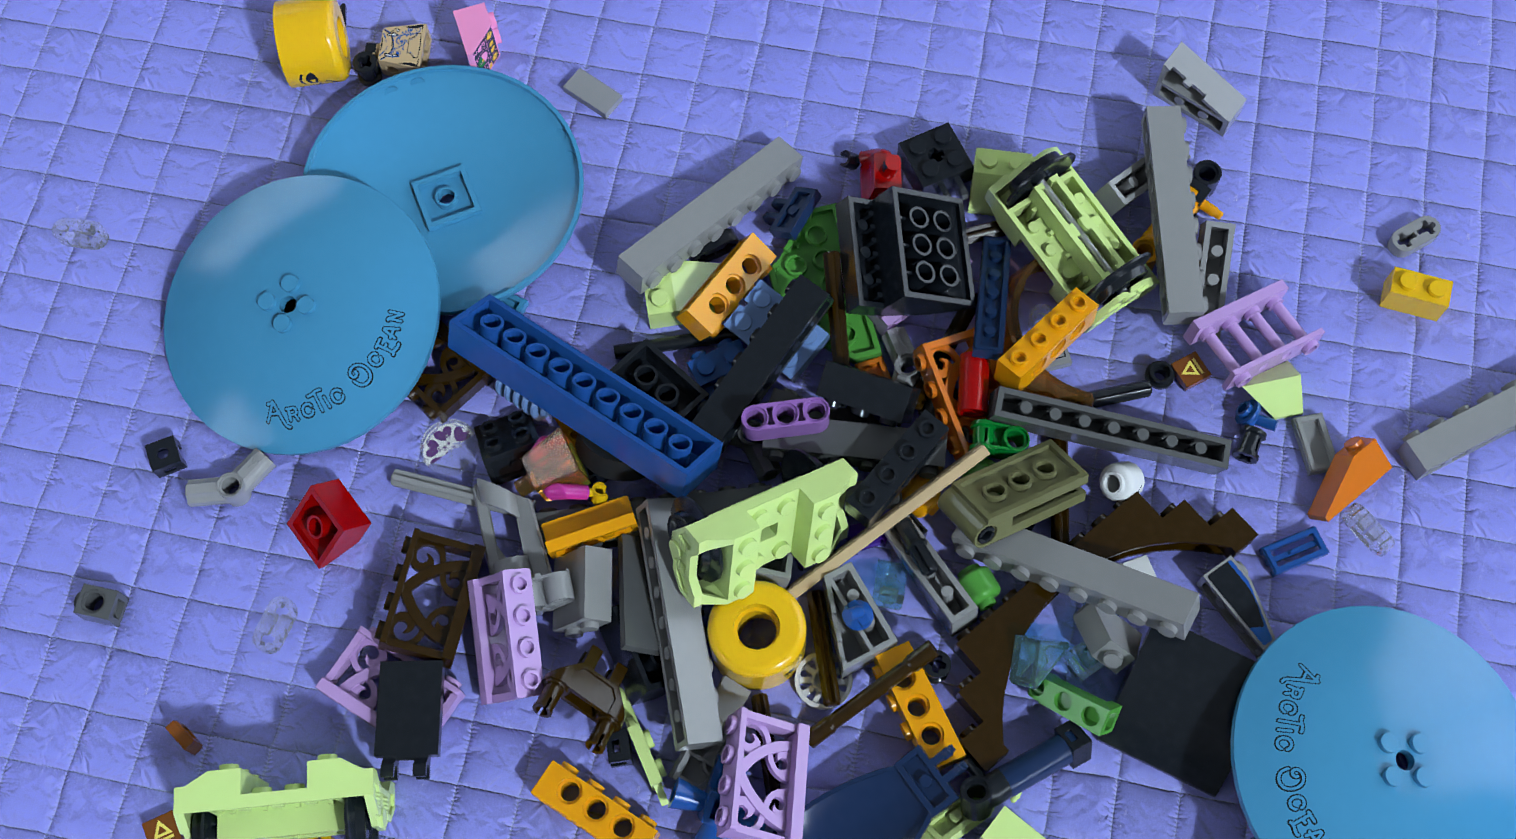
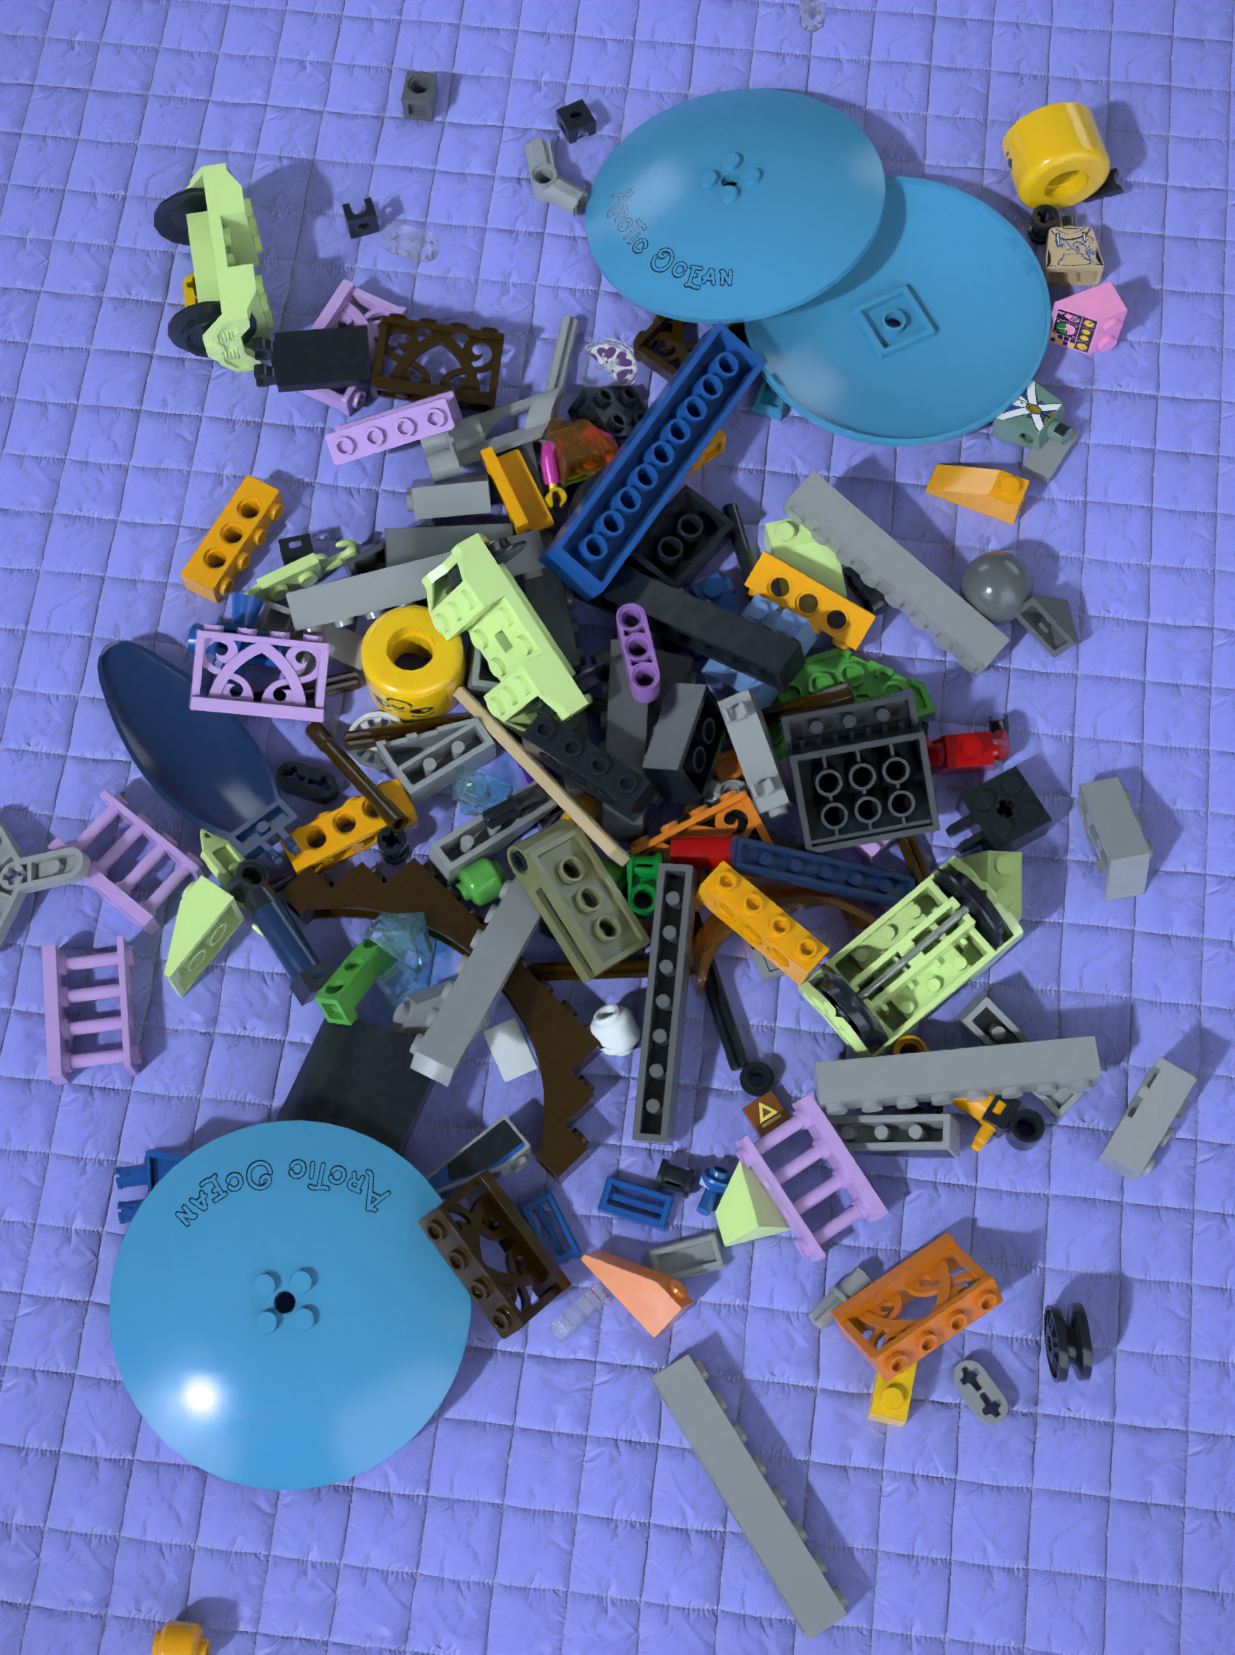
camera: 85 degrees right, 0 degrees up
(184, 737) = (296, 185): dark orange tile -> none
(242, 671) = (361, 224): none -> black piece
(328, 522) = (517, 269): red slope -> none
(568, 94) = (1033, 419): none -> sand green torso
(589, 693) = (340, 506): dark brown connector -> none
(626, 147) = (980, 489): none -> light orange slope
(727, 140) = (997, 585): none -> dark grey piece
(764, 107) = (1049, 623): none -> dark grey slope
(793, 212) = (913, 664): dark blue hinge -> none
(857, 615) = (431, 748): blue plate -> none
(857, 744) = (310, 776): none -> black beam
(882, 335) = (756, 754): none -> light grey brick
(958, 83) = (1116, 837): none -> light grey wedge
(1261, 502) = (632, 1216): none -> blue tile
(1344, 290) = (921, 1275): none -> orange fence
(1345, 328) = (851, 1285): none -> light grey axle
(1375, 579) = (526, 1257): none -> dark brown fence
(1381, 163) = (1068, 1342): none -> black wheel

